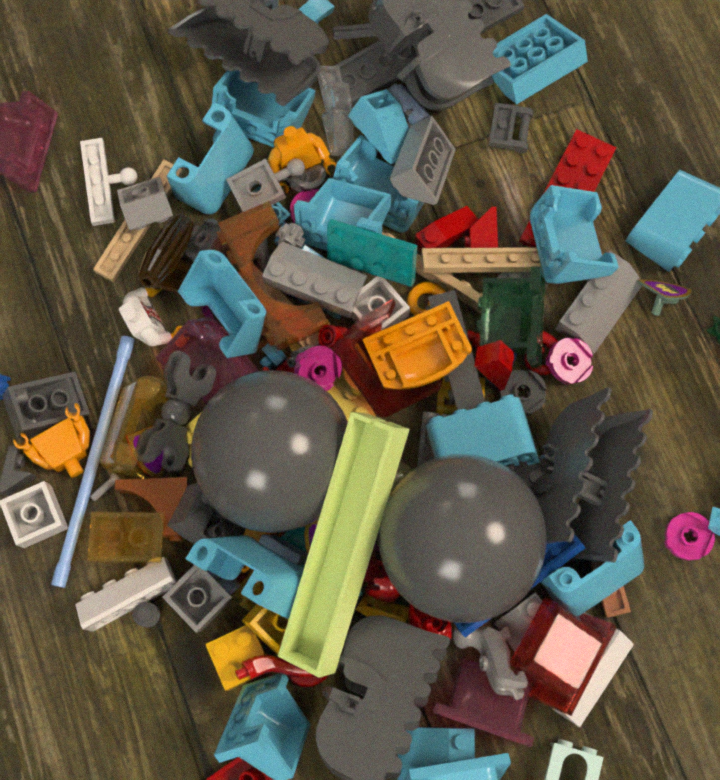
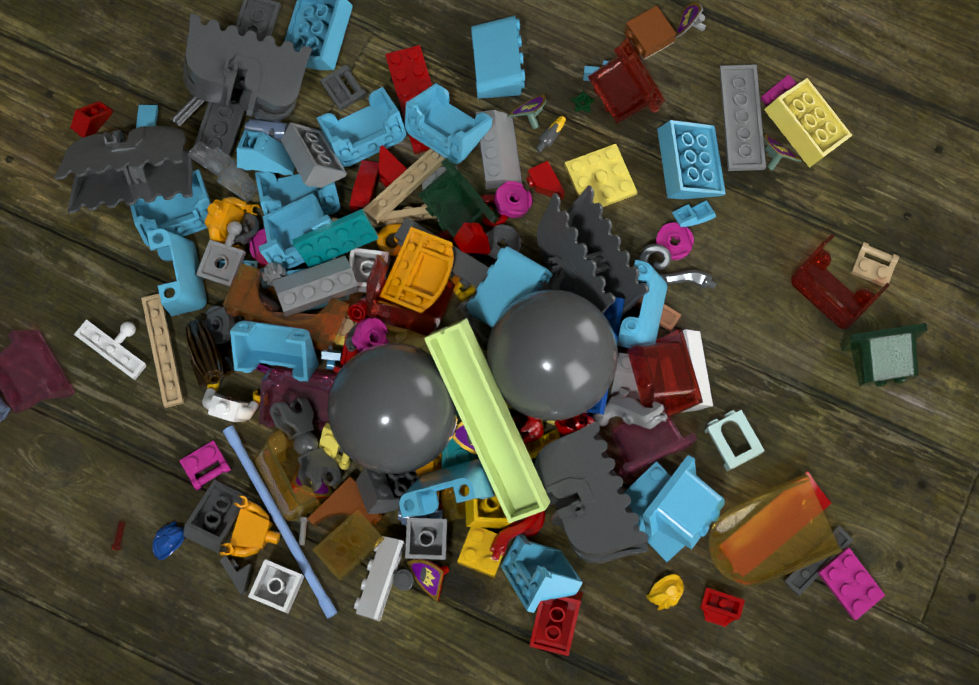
camera: 45 degrees left, 0 degrees up
(81, 345) = (201, 460): none -> dark pink plate
(144, 203) = (158, 335): light grey slope -> none
(170, 633) = (428, 576): none -> shield
(284, 548) = (453, 460): sand blue tile -> none
(492, 182) = (365, 130): none -> medium azure windscreen
(617, 370) = (544, 180): none -> red slope
(663, 331) = (550, 134): none -> dark grey piece
(678, 415) = (605, 173): none -> light yellow plate
(680, 590) = (695, 276): none -> dark grey plant

